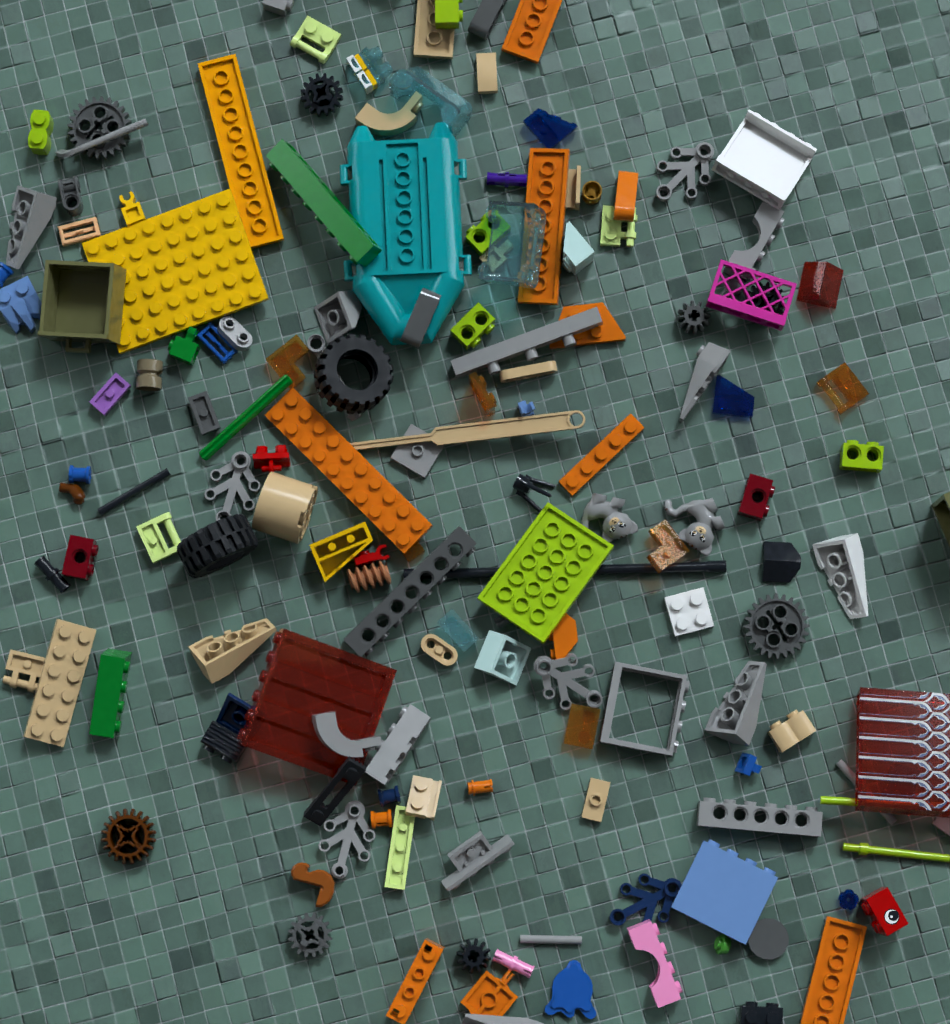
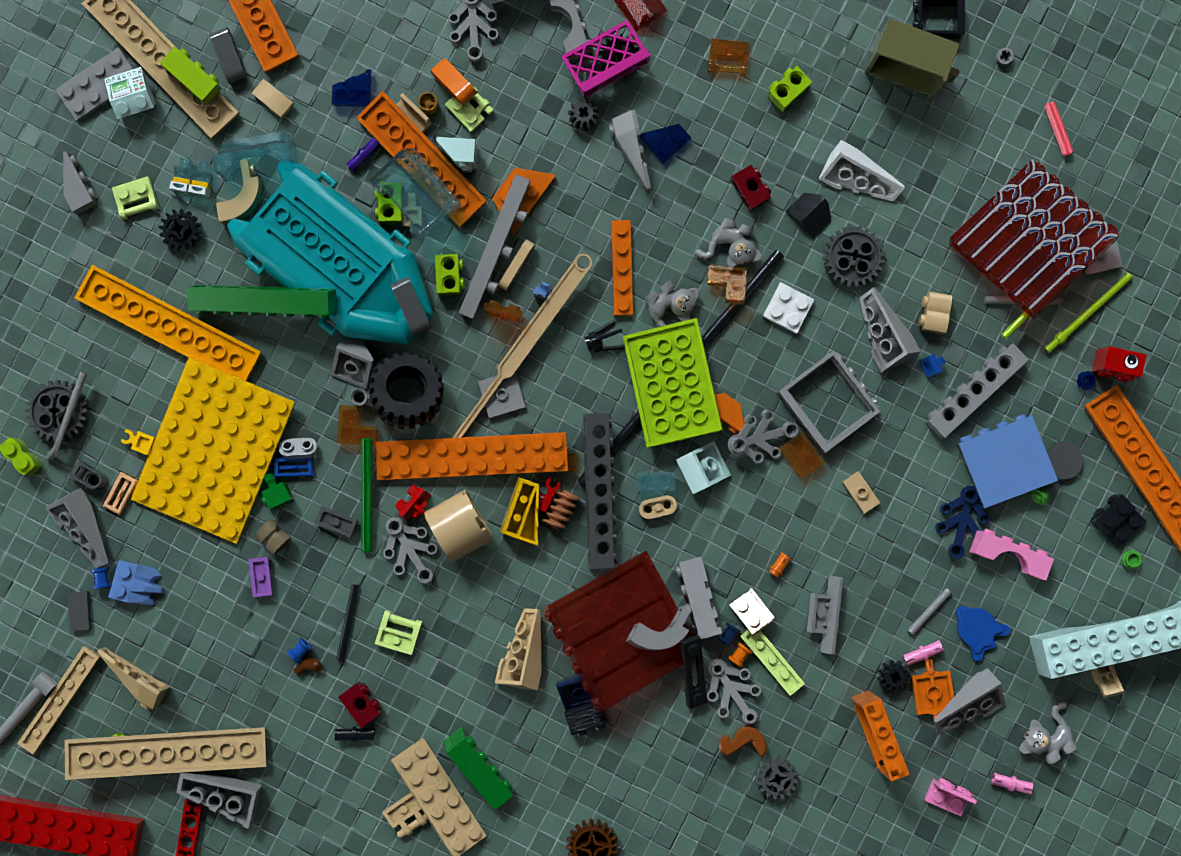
camera: 50 degrees left, 5 degrees up
(82, 303) = (175, 538): olive container -> none
(217, 545) = (443, 599): black tyre -> none

